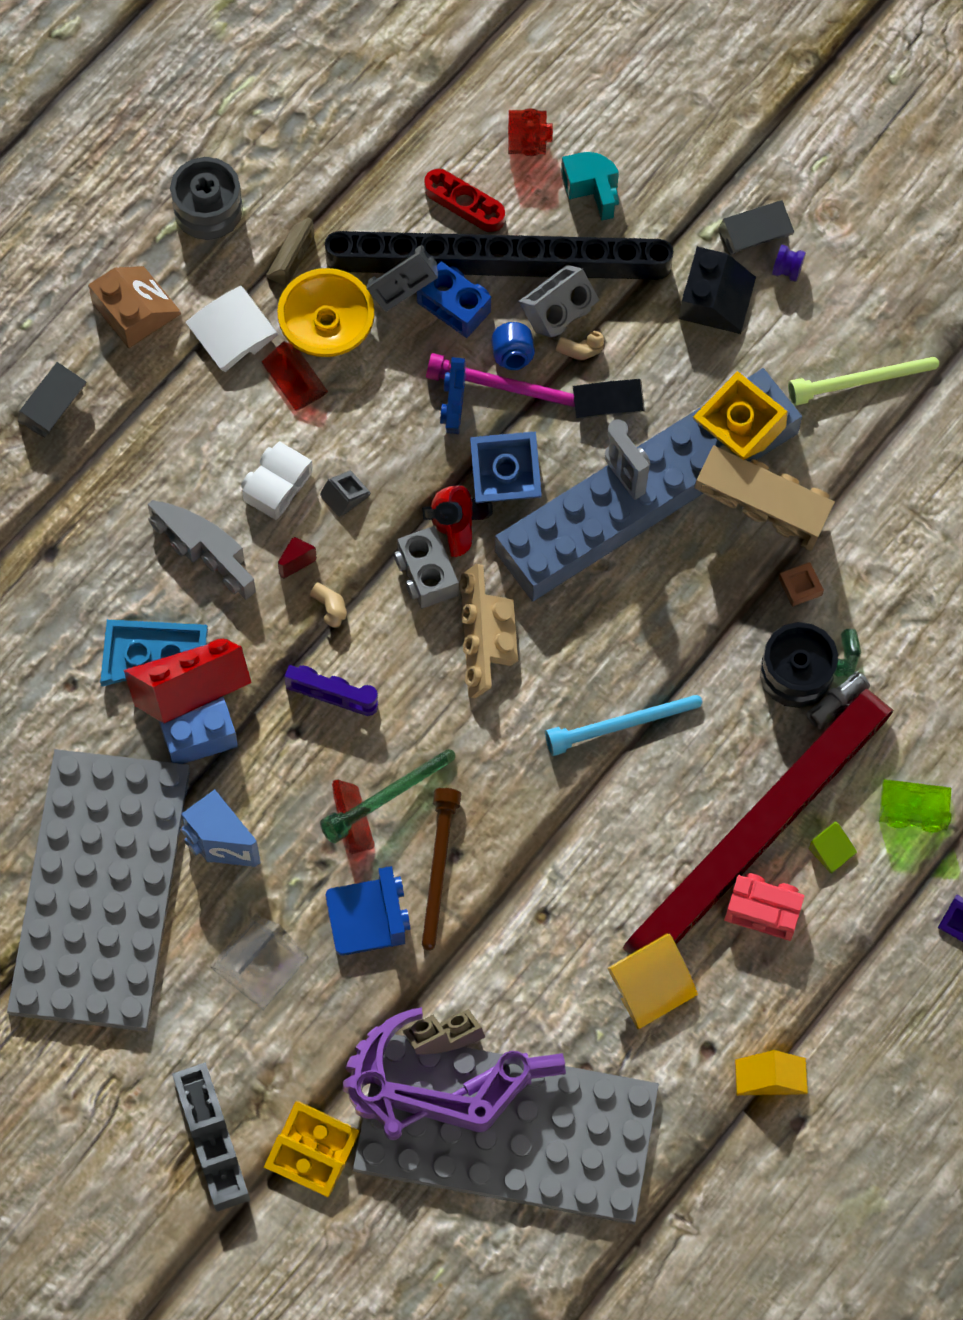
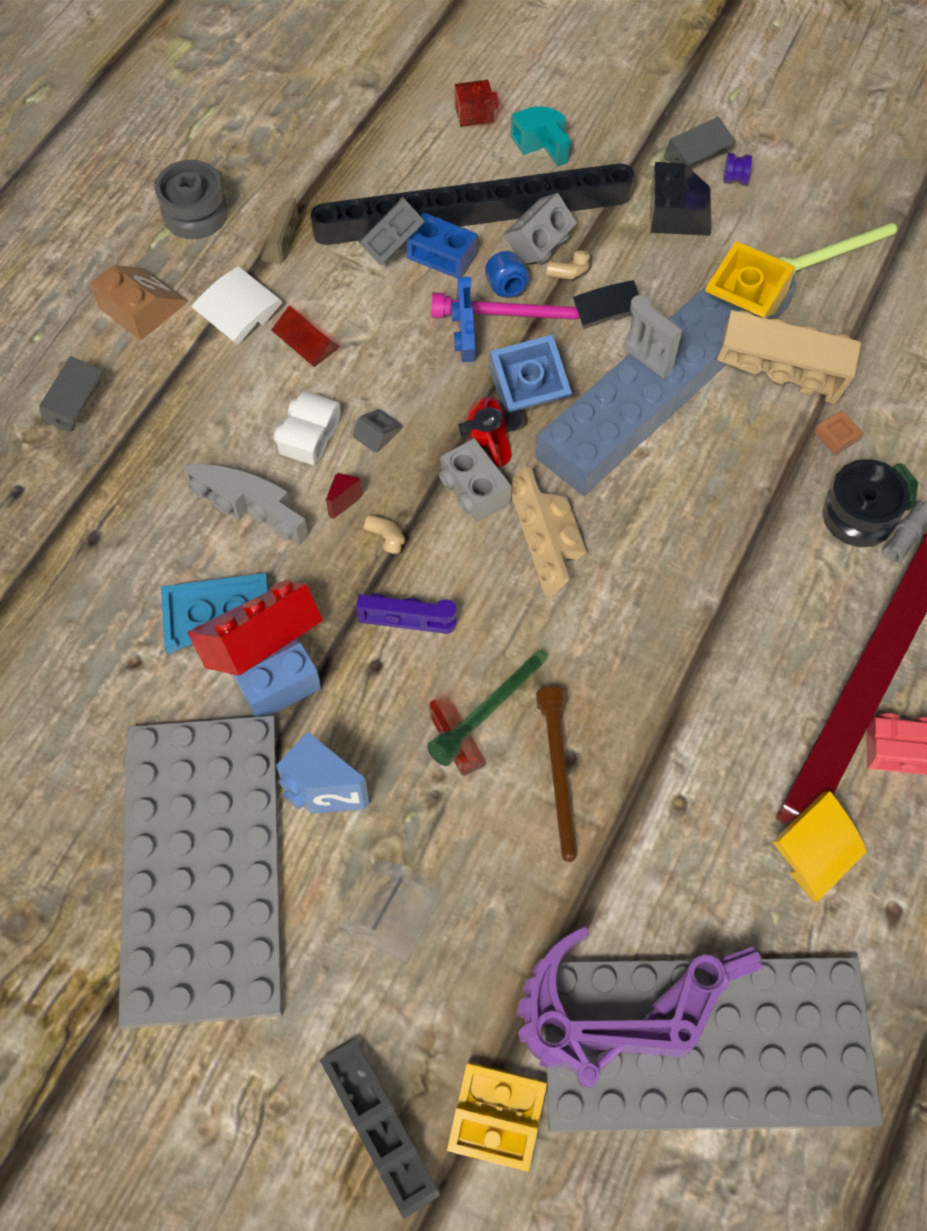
camera: 10 degrees left, 5 degrees down
(321, 297) = (324, 272): yellow dish -> none
(368, 914) = (499, 835): blue bracket -> none
(432, 1037) = (606, 956): dark tan slope -> none
(488, 204) = (411, 160): red beam -> none
(561, 739) = (649, 619): medium azure piece -> none

